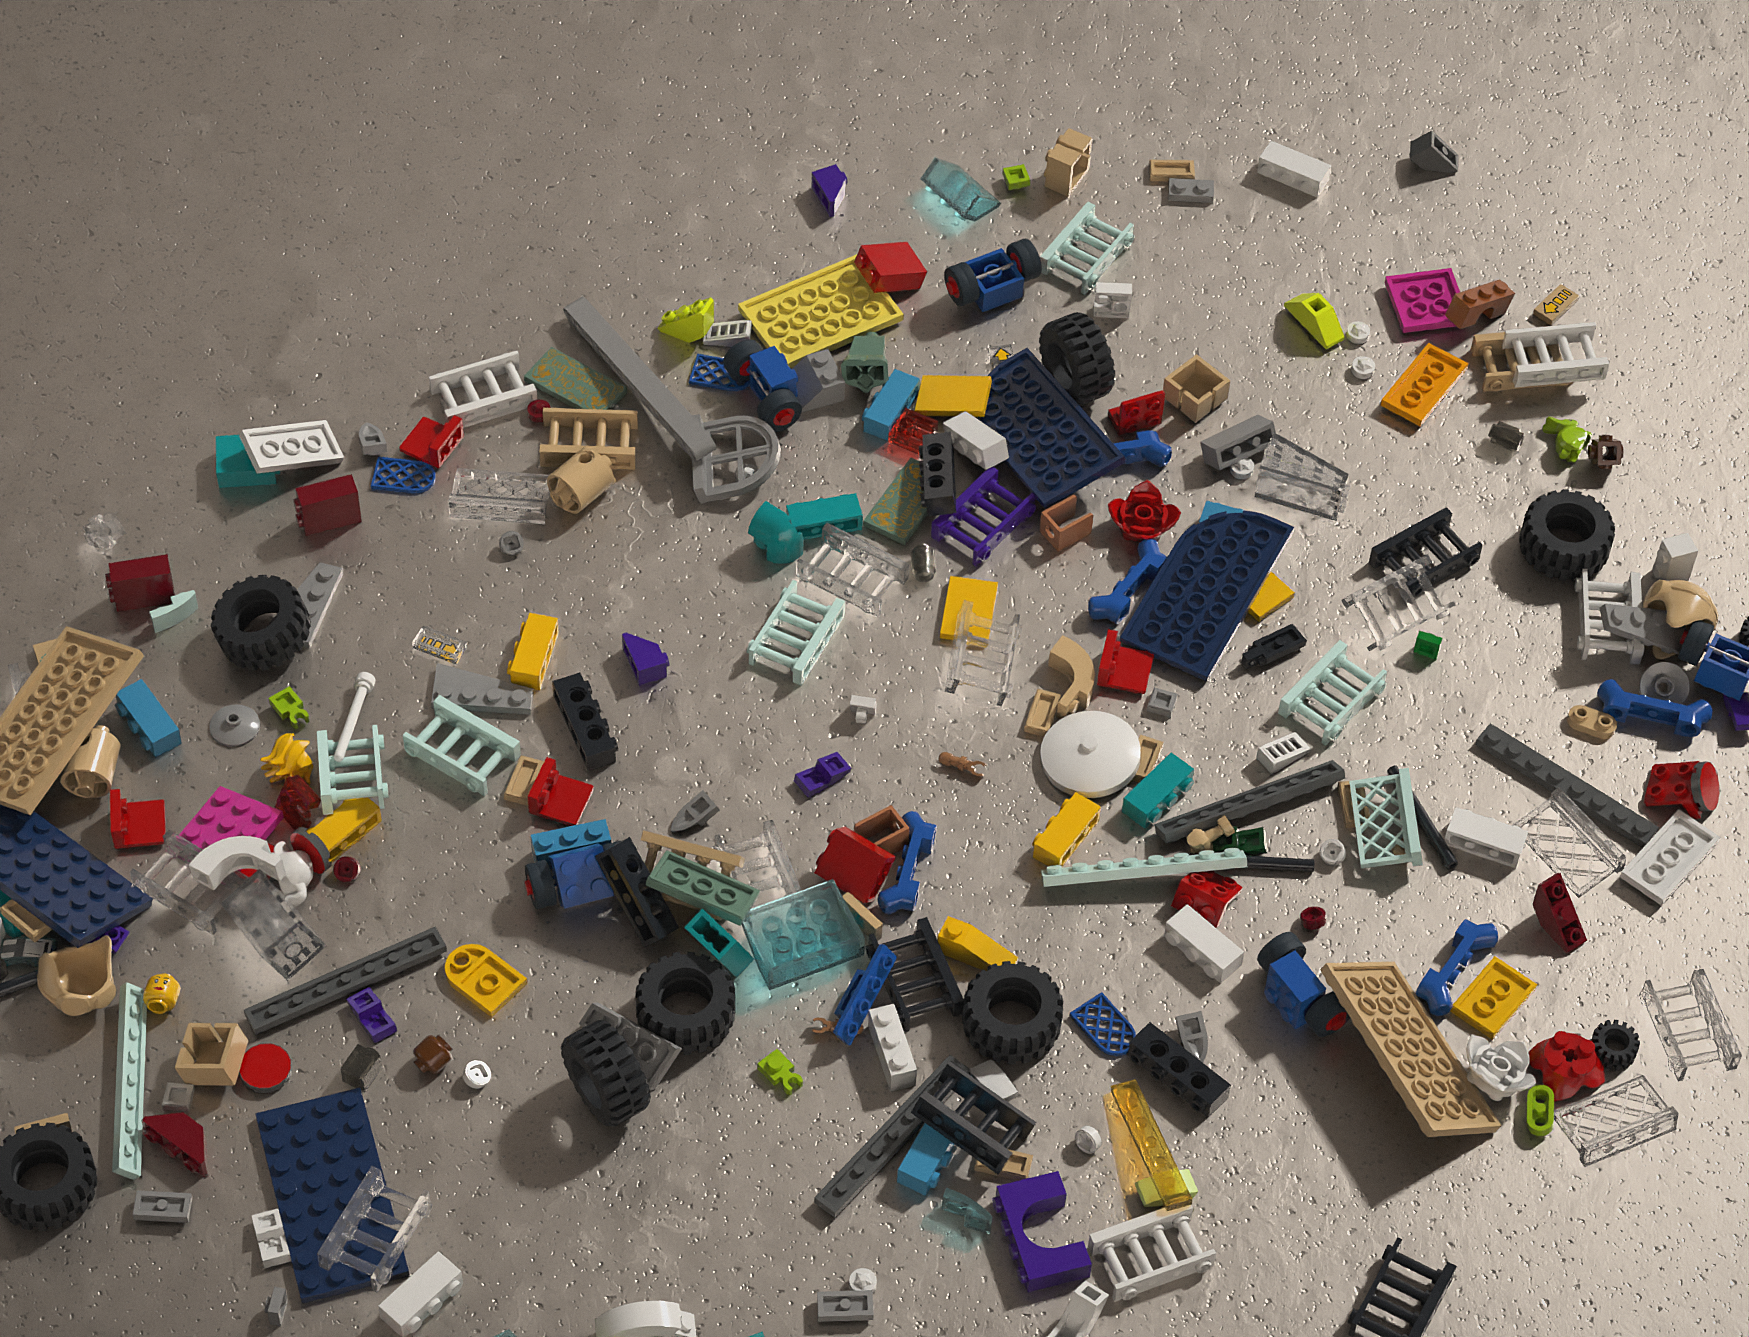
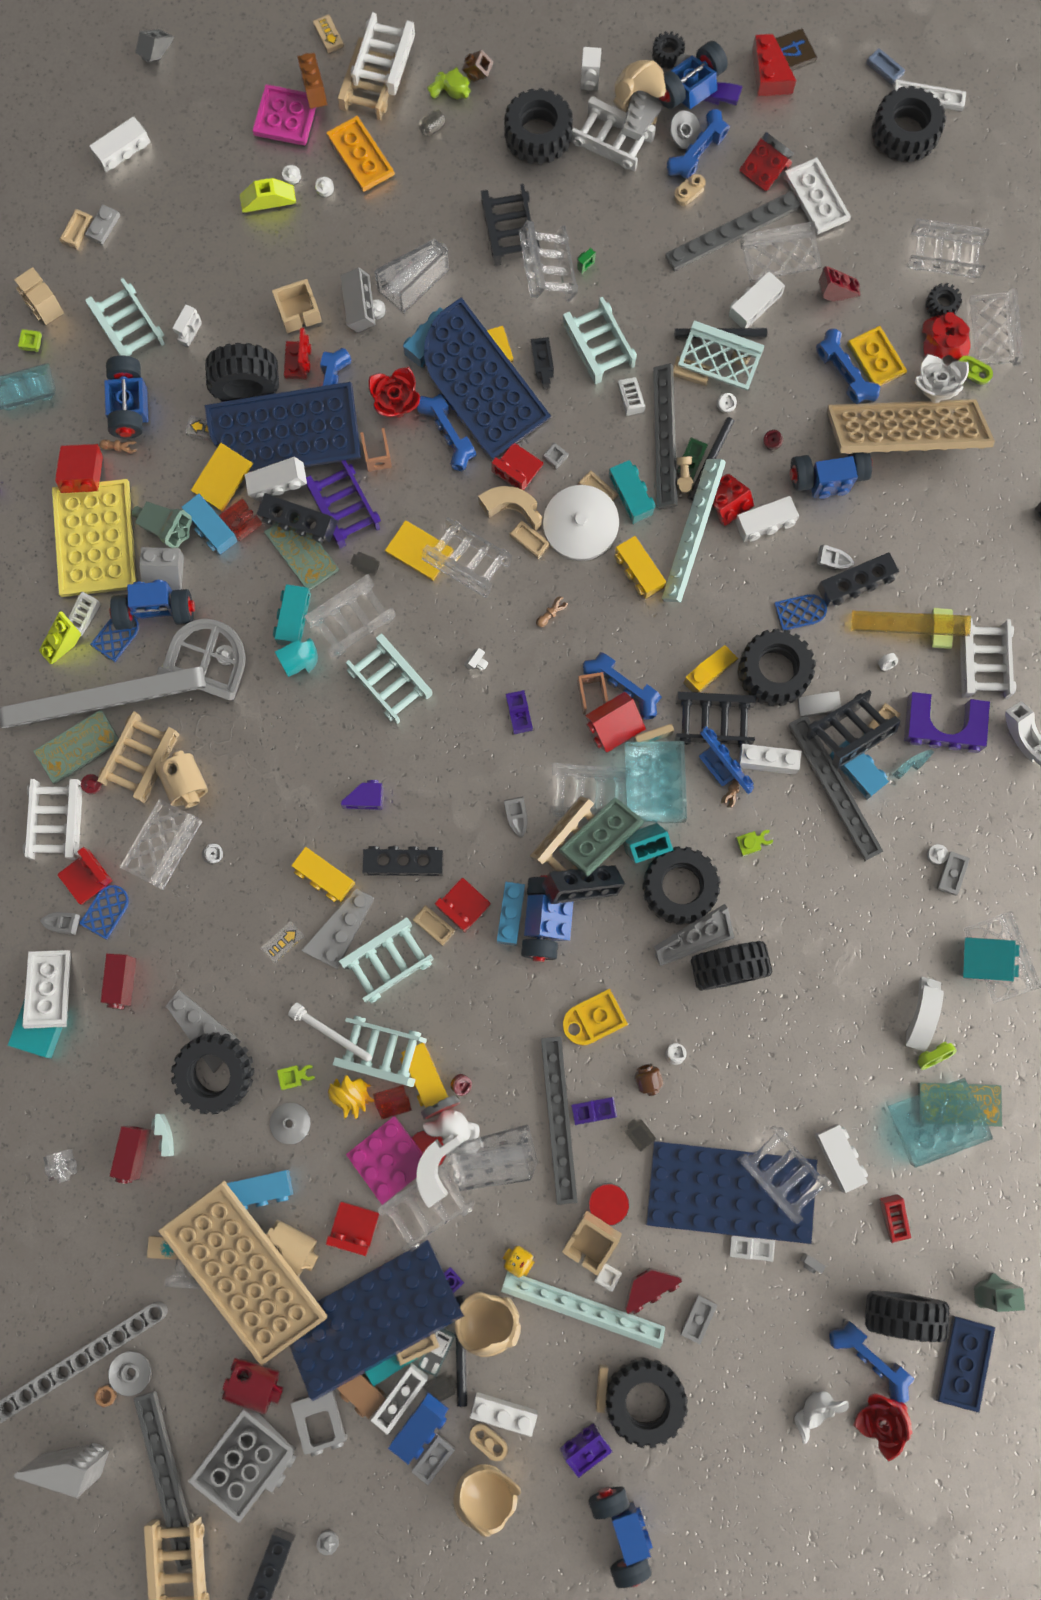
camera: 65 degrees left, 25 degrees up
(939, 294) = (117, 445): none -> medium nougat piece

